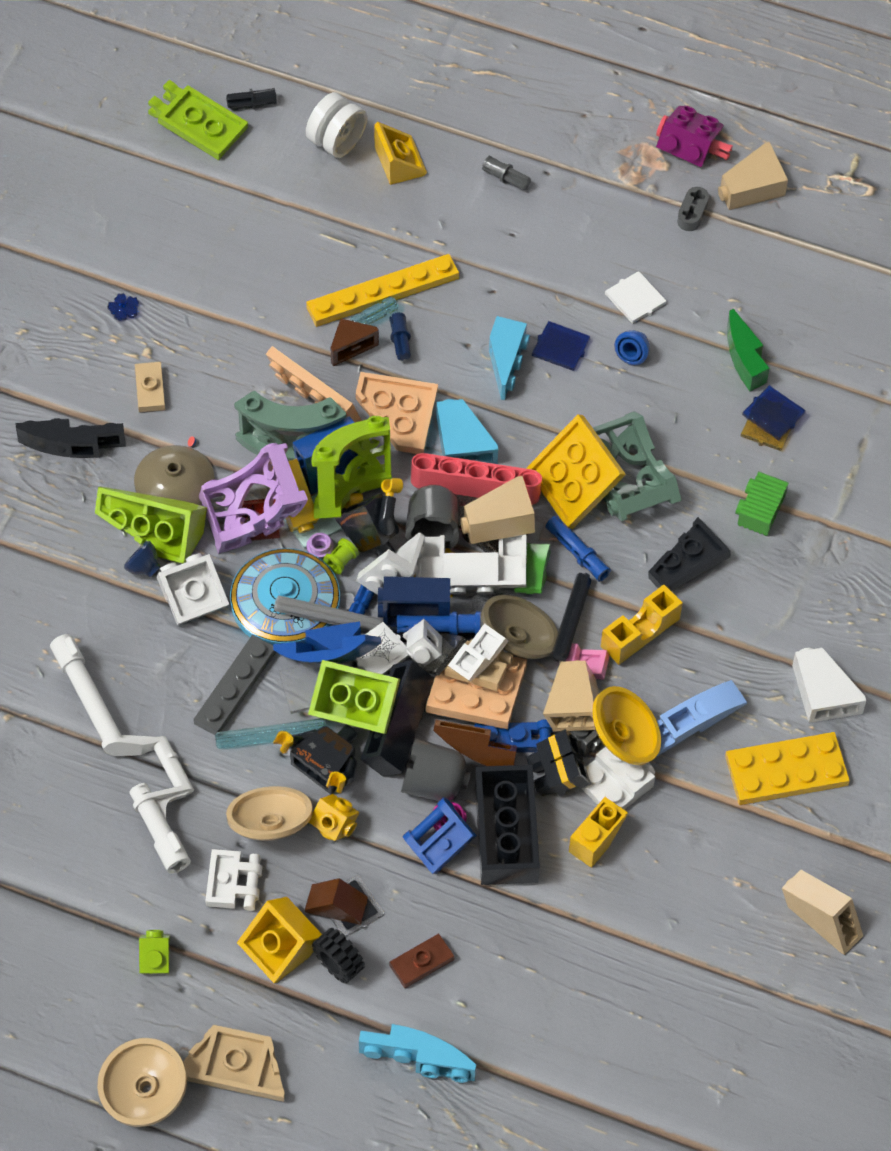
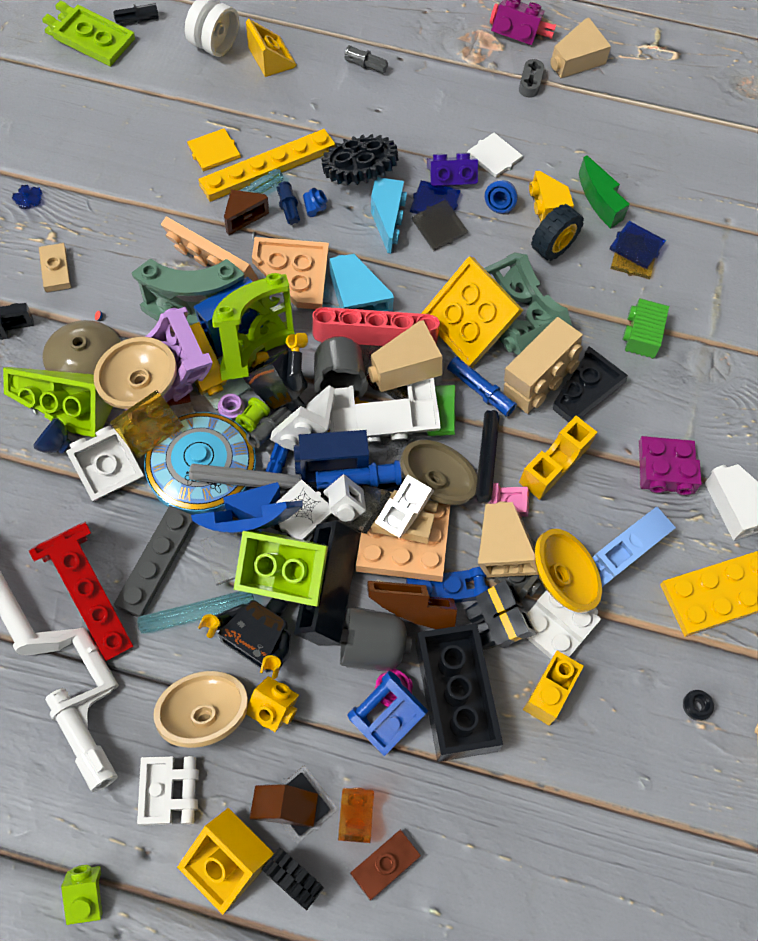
camera: 10 degrees left, 5 degrees up
(170, 699) = (85, 588): none -> red bracket
(230, 493) = (130, 363): none -> tan dish
(238, 554) = (147, 424): none -> clear yellow bracket
(325, 268) = (213, 149): none -> yellow piece
(349, 573) = (264, 430): none -> dark grey axle
(400, 915) = (356, 815): none -> clear orange bracket
(429, 337) = (314, 201): none -> blue plate
(483, 294) = (360, 159): none -> black gear
(560, 373) = (439, 225): none -> clear smoke piece
(584, 312) = (453, 170): none -> dark purple bracket
(640, 532) = (543, 365): none -> tan piece
(683, 393) = (557, 232): none -> black wheel
(687, 356) = (548, 194): none -> yellow slope
(736, 856) = (705, 701): none -> black plate
(756, 644) = (669, 465): none -> magenta plate

